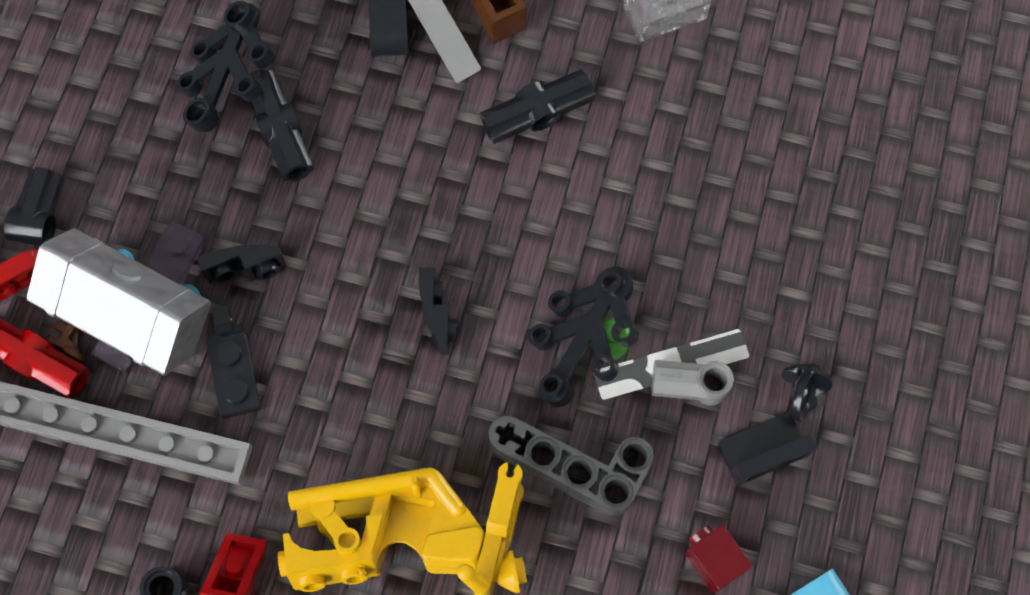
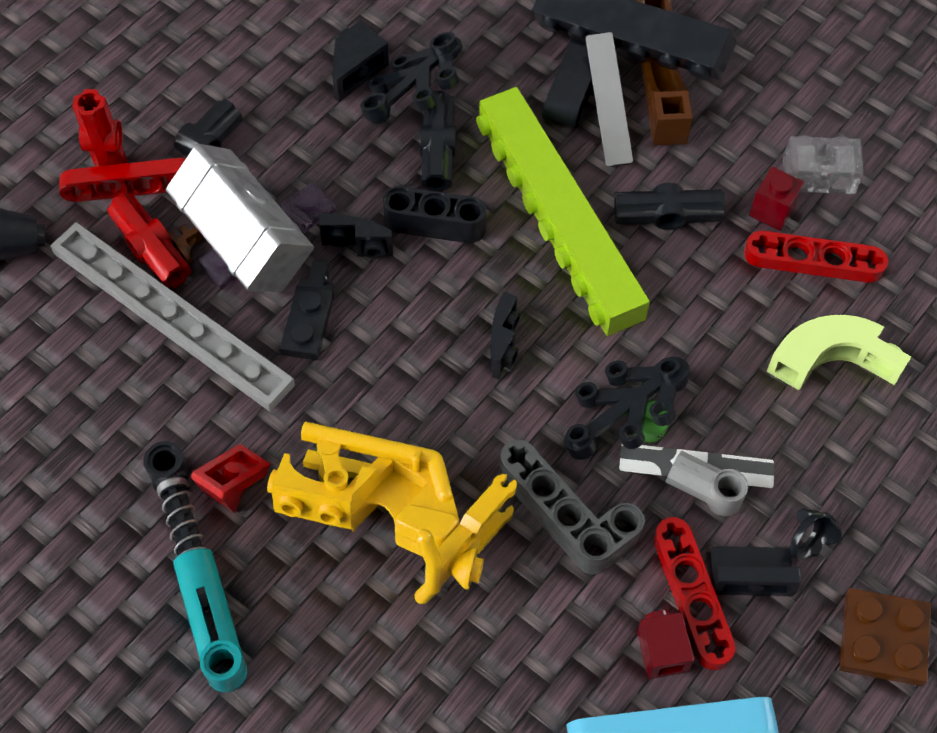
camera: 25 degrees right, 10 degrees down
(153, 62) = (357, 58): none -> black slope
(294, 200) = (420, 205): none -> black beam
(434, 151) = (562, 212): none -> lime brick
(637, 57) = (776, 198): none -> dark red brick
(694, 97) = (815, 262): none -> red beam
(726, 489) = (697, 591): none -> red beam
(750, 183) = (836, 339): none -> yellowish green arch
(905, 461) = (885, 637): none -> reddish brown plate

